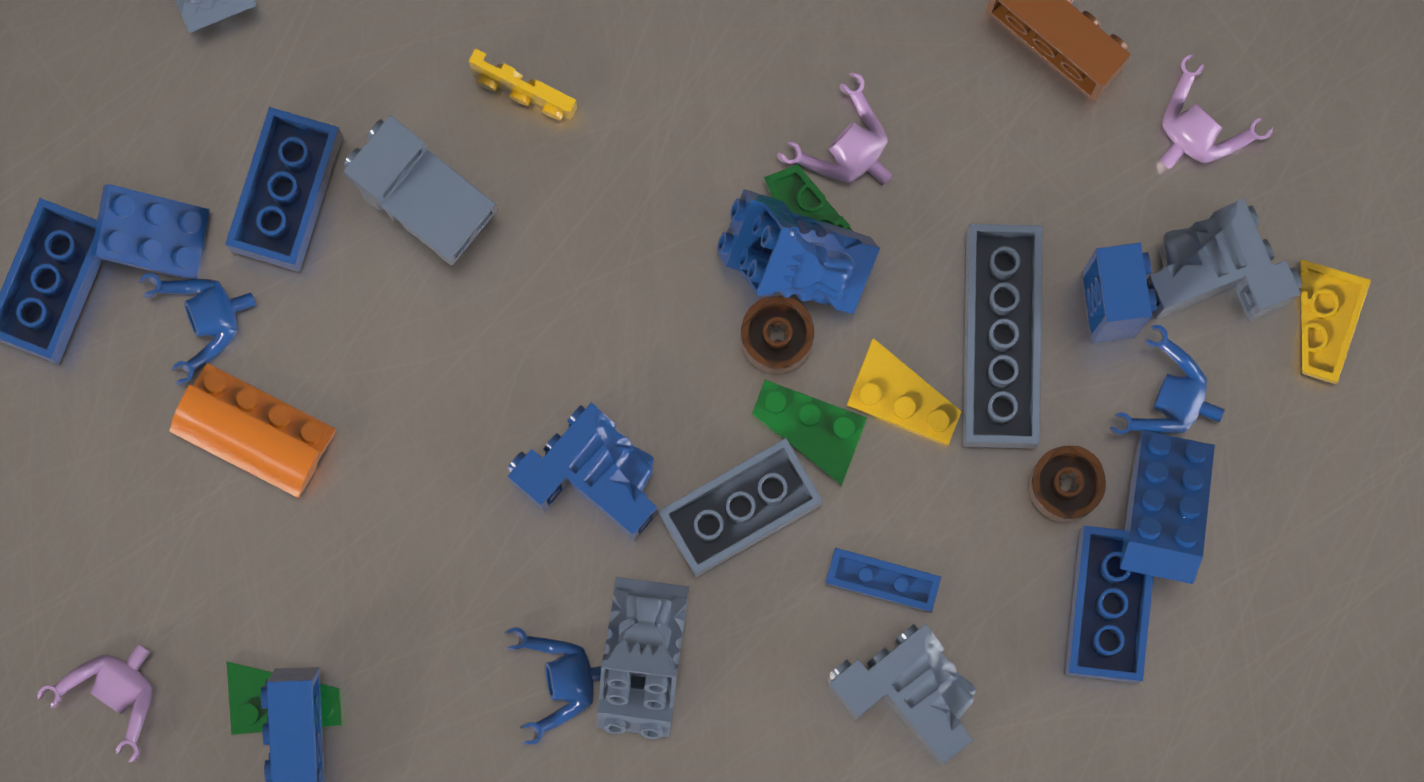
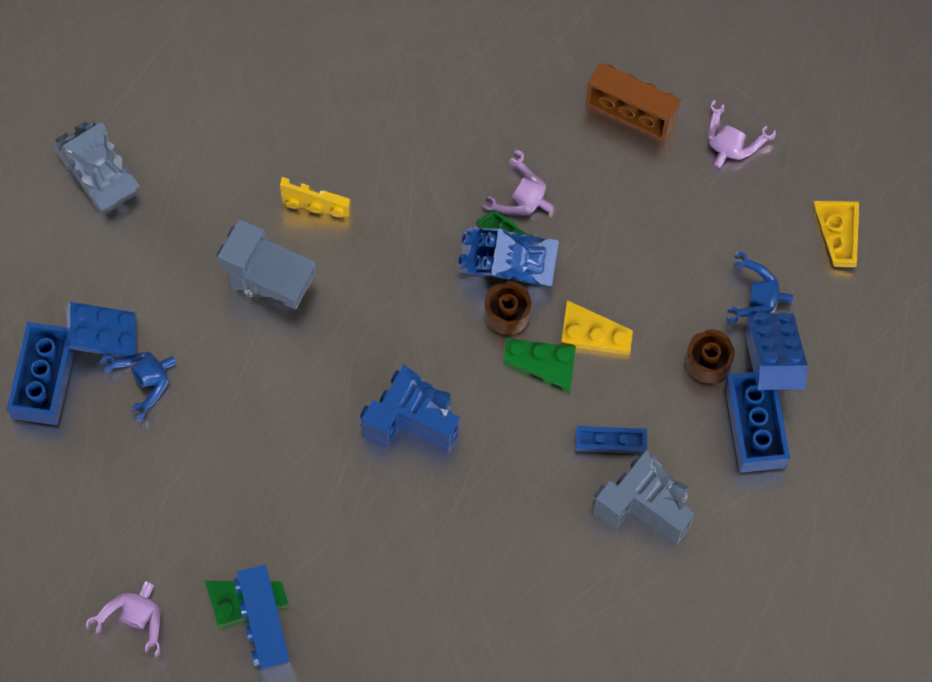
camera: 15 degrees left, 15 degrees down
(251, 429) = (190, 436): orange brick -> none
(284, 189) = (180, 288): blue brick -> none
(567, 679) = (426, 542): blue piece -> none
(642, 658) = (472, 517): sand blue brick -> none
(740, 507) = (511, 414): sand blue brick -> none
(1002, 336) = (646, 280): sand blue brick -> none
(1117, 292) = (710, 233): blue brick -> none
(1220, 257) = (764, 208): sand blue brick -> none

